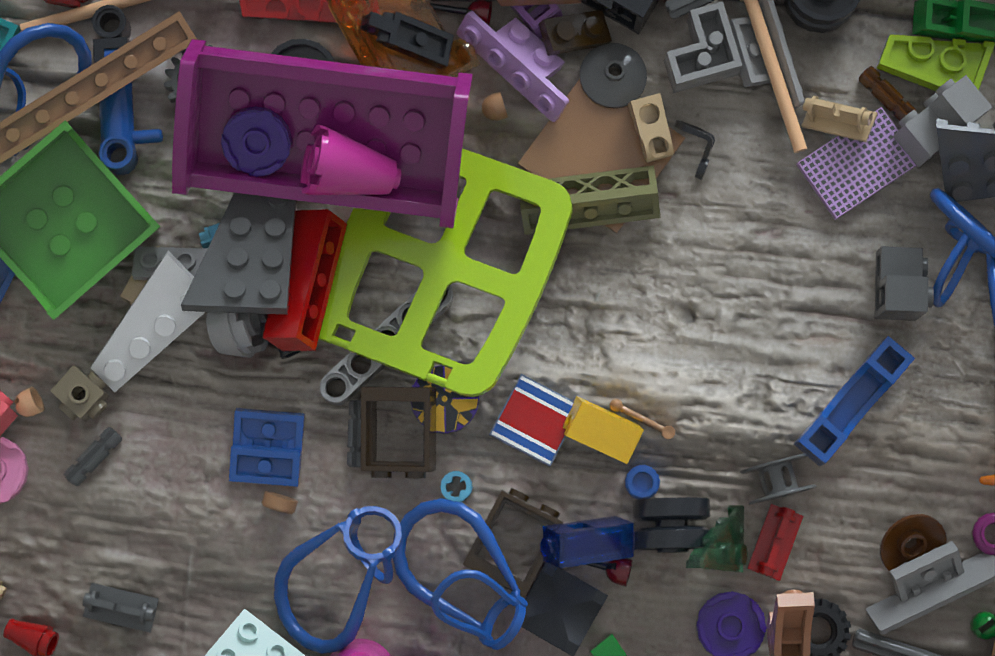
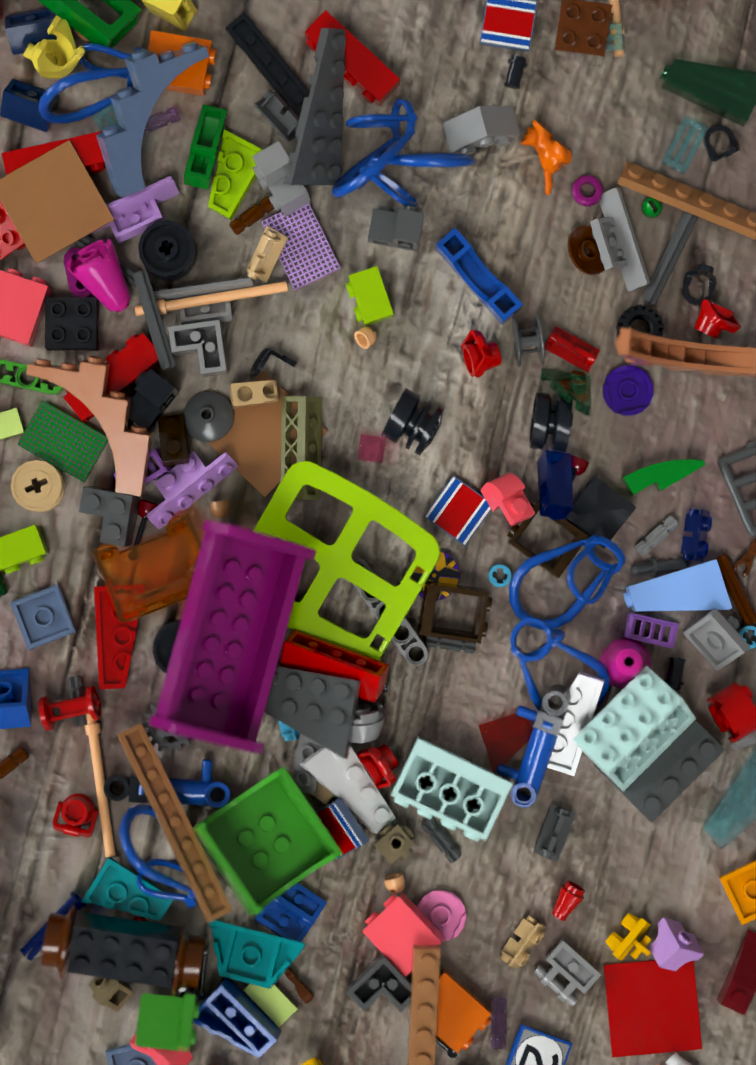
camera: 80 degrees left, 5 degrees up
(90, 317) = (342, 826): none -> tile
(181, 358) = (379, 764): none -> red piece
(184, 461) = (467, 781): none -> light aqua brick
(241, 524) = (505, 737): none -> clear red wing
(256, 141) = (229, 687): dark purple tile -> none
(258, 573) = (540, 745): none -> blue piece
(267, 447) = (451, 711): blue slope -> none
(279, 502) = (494, 706): medium nougat tile -> none
(279, 607) = (579, 713): none -> white wing
(346, 167) = (259, 623): dark pink cone -> none
(410, 37) = (161, 563): black hinge -> none
(564, 478) = (508, 494): none -> coral brick
(602, 294) = (371, 448): none -> clear pink tile
(602, 430) = (473, 462): yellow hinge -> none
(642, 482) = (514, 439): blue tile -> none
(646, 335) = (413, 422): none -> black wheel
(667, 432) = (480, 415): medium nougat hinge -> none
(748, 419) = (481, 355): none -> red piece
(749, 265) = (365, 337): none -> light nougat hinge
(804, 261) = (370, 296): none -> lime brick

